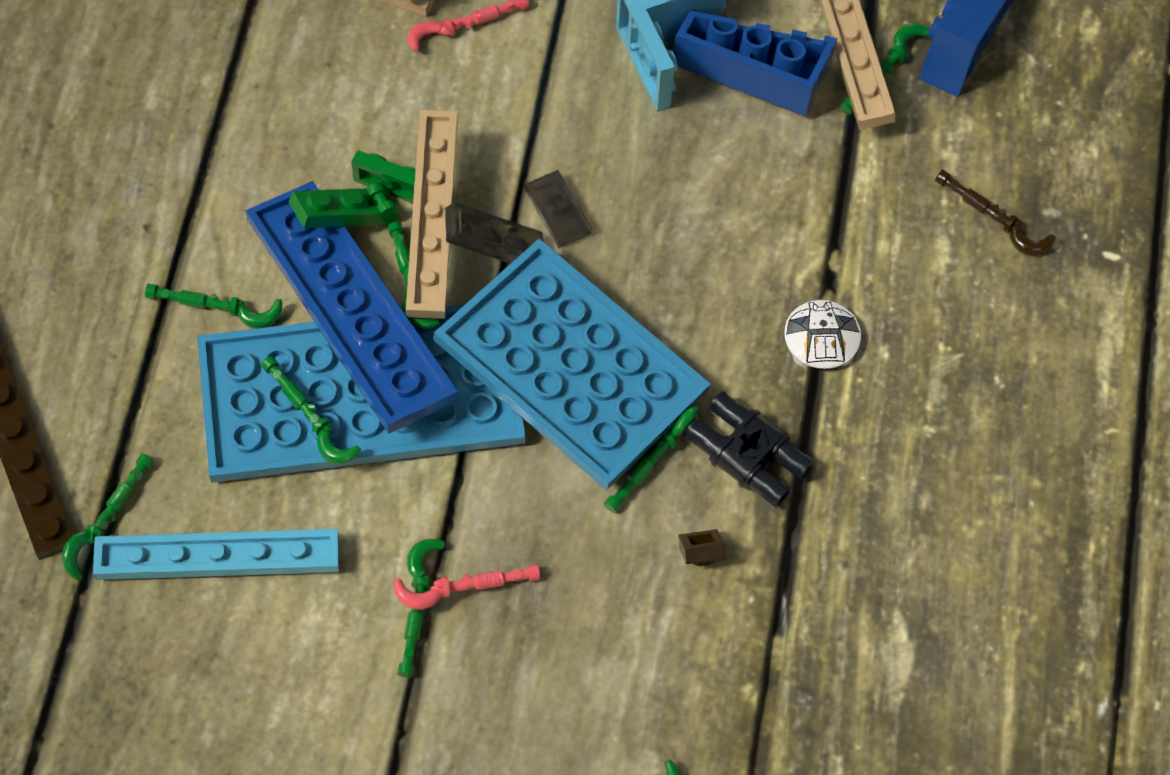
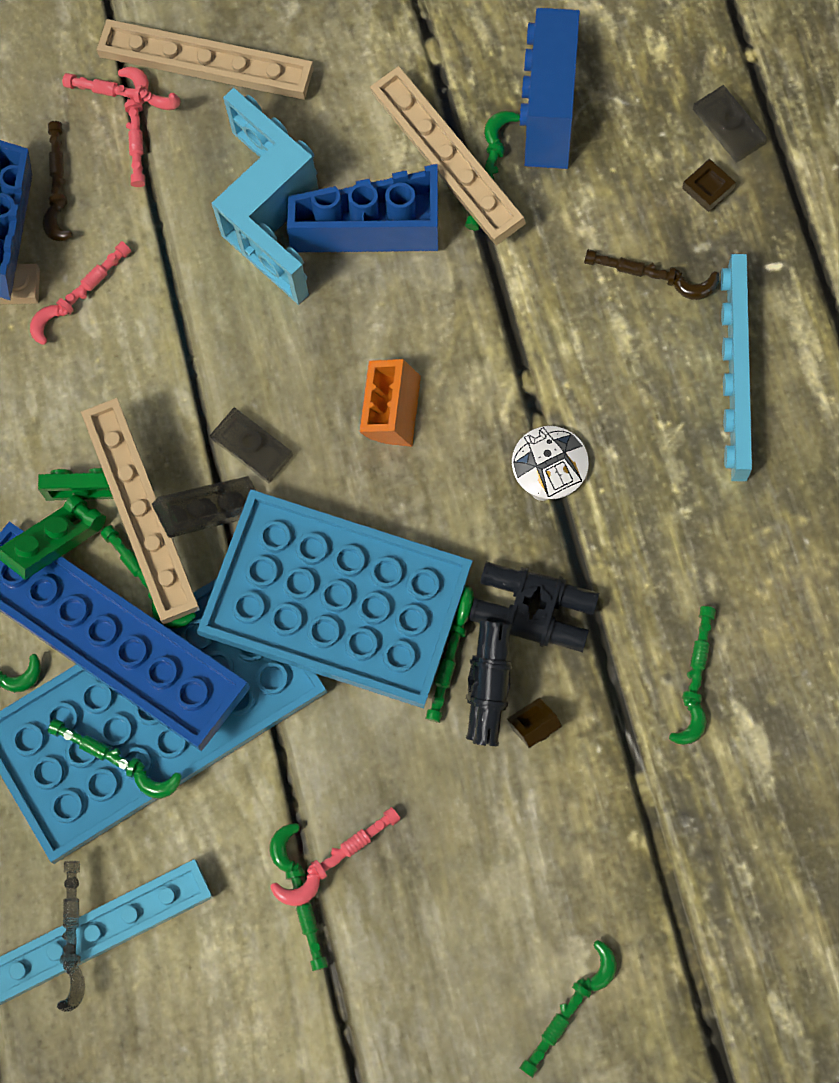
camera: 15 degrees left, 10 degrees up
(186, 562) = (70, 923): none -> clear smoke piece
(676, 488) = (489, 683): none -> black pin
(700, 223) = (390, 402): none -> orange brick
(858, 589) = (691, 697): none -> green piece
(1028, 335) = (737, 382): none -> medium azure plate
(1081, 160) = (708, 185): none -> dark brown plate
(1126, 117) = (730, 123): none -> clear smoke plate

